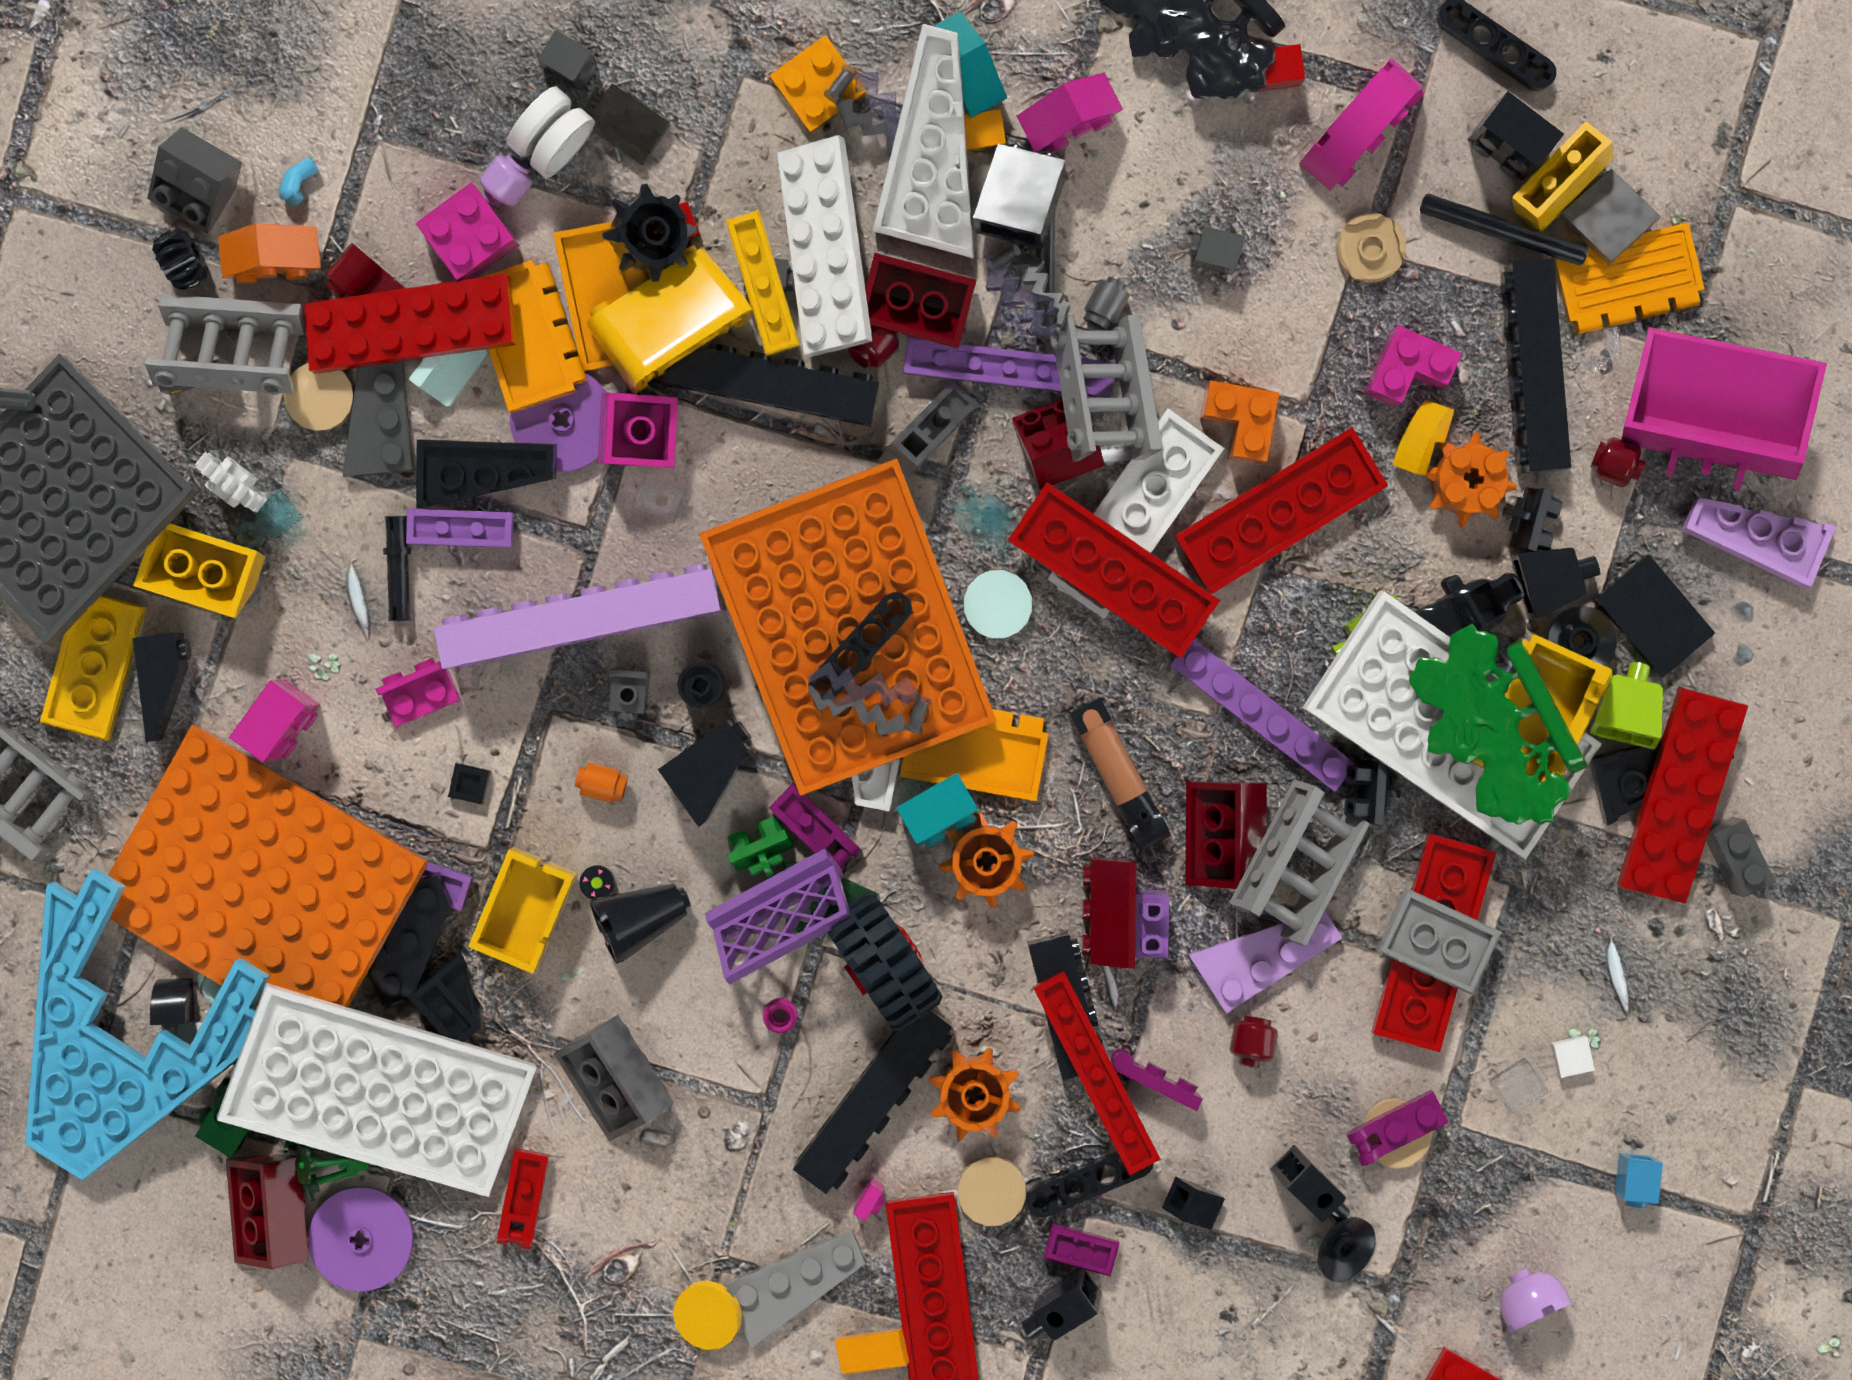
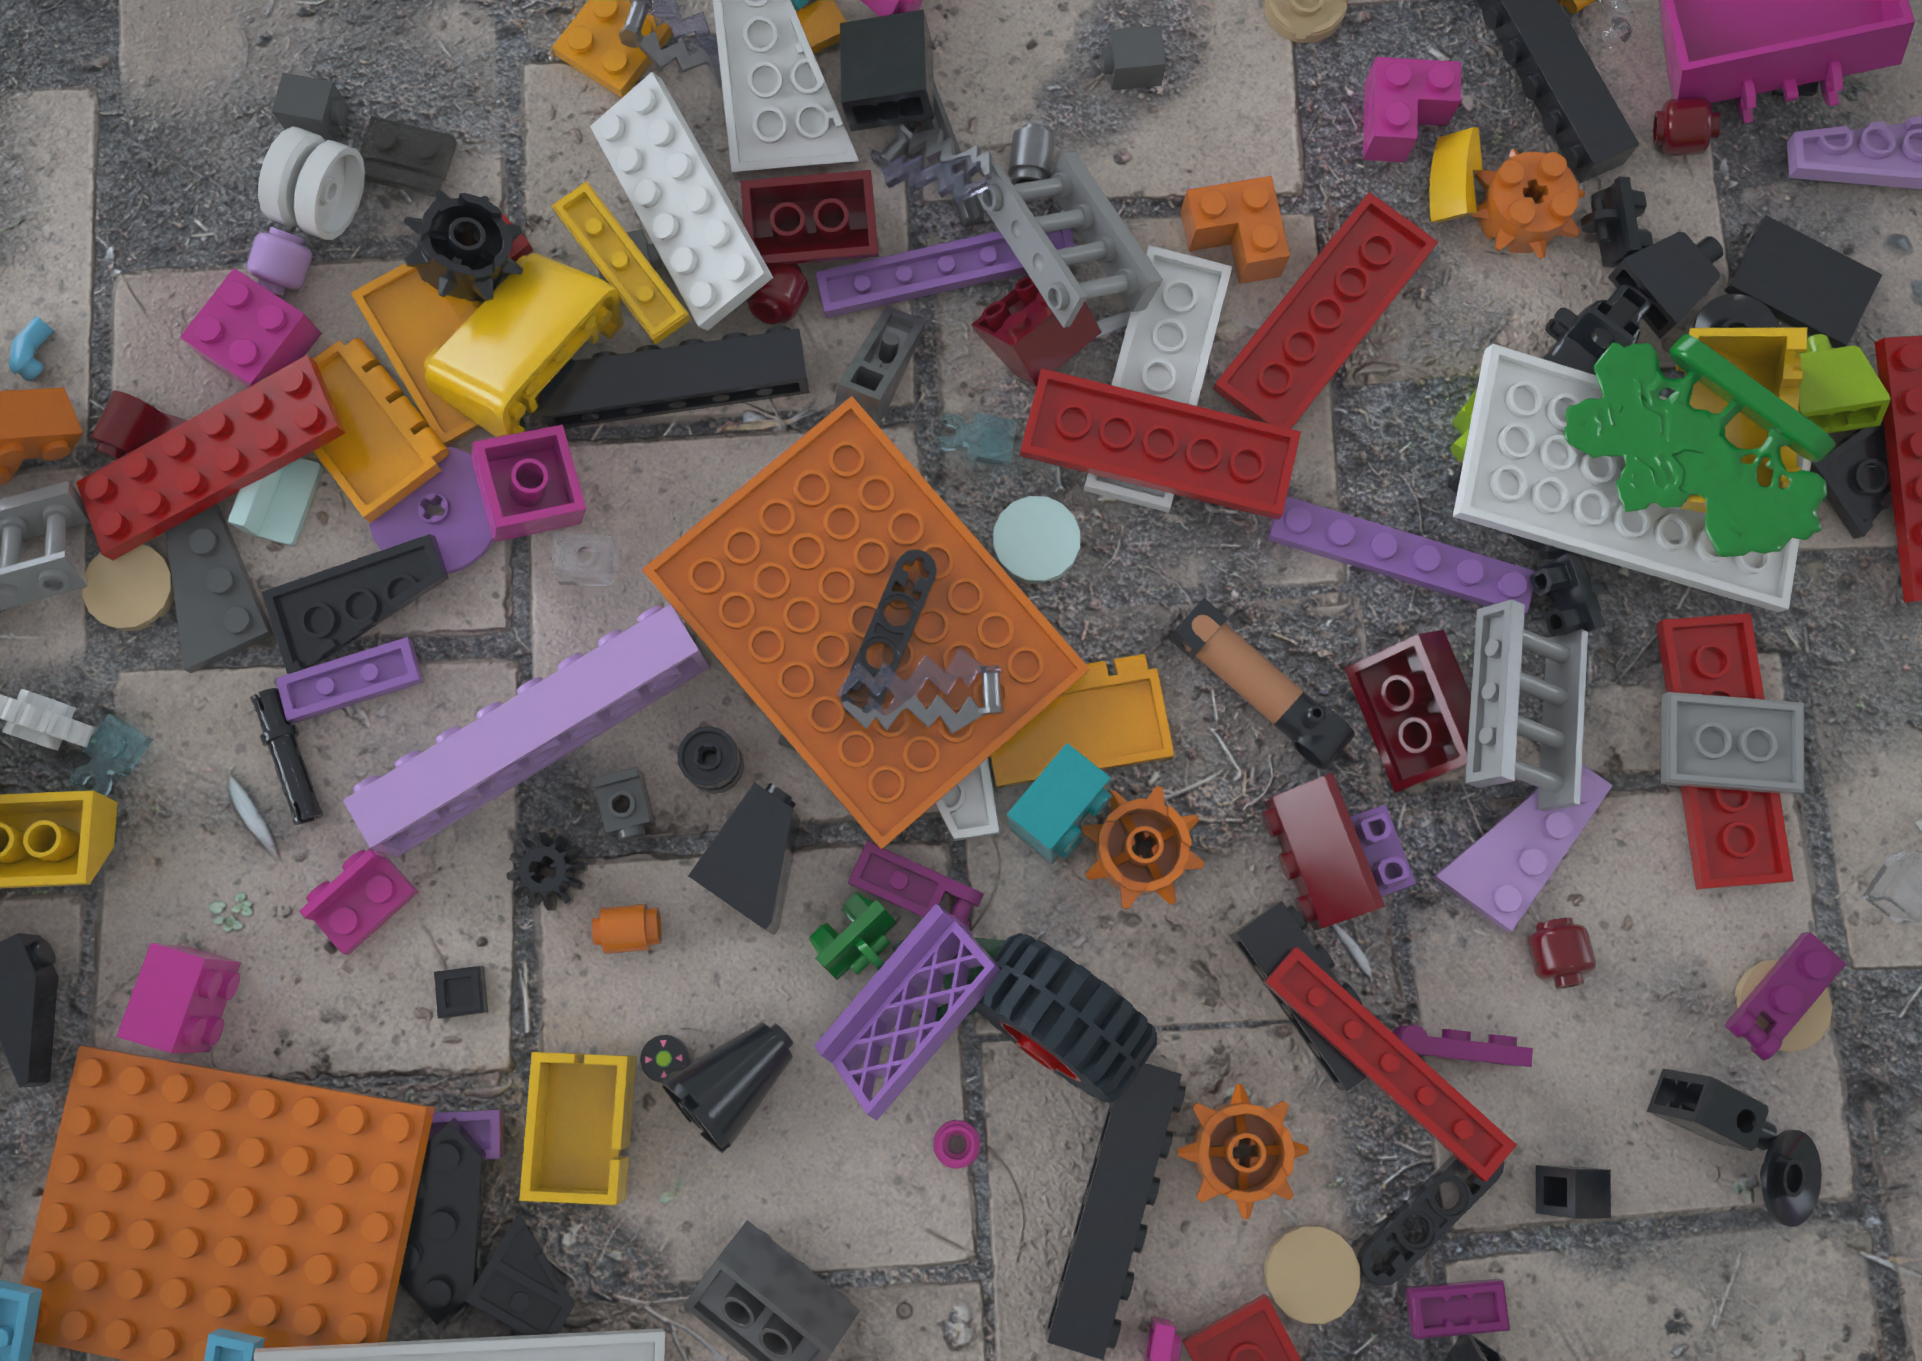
camera: 25 degrees left, 10 degrees down
(558, 733) = (544, 855): none -> black gear

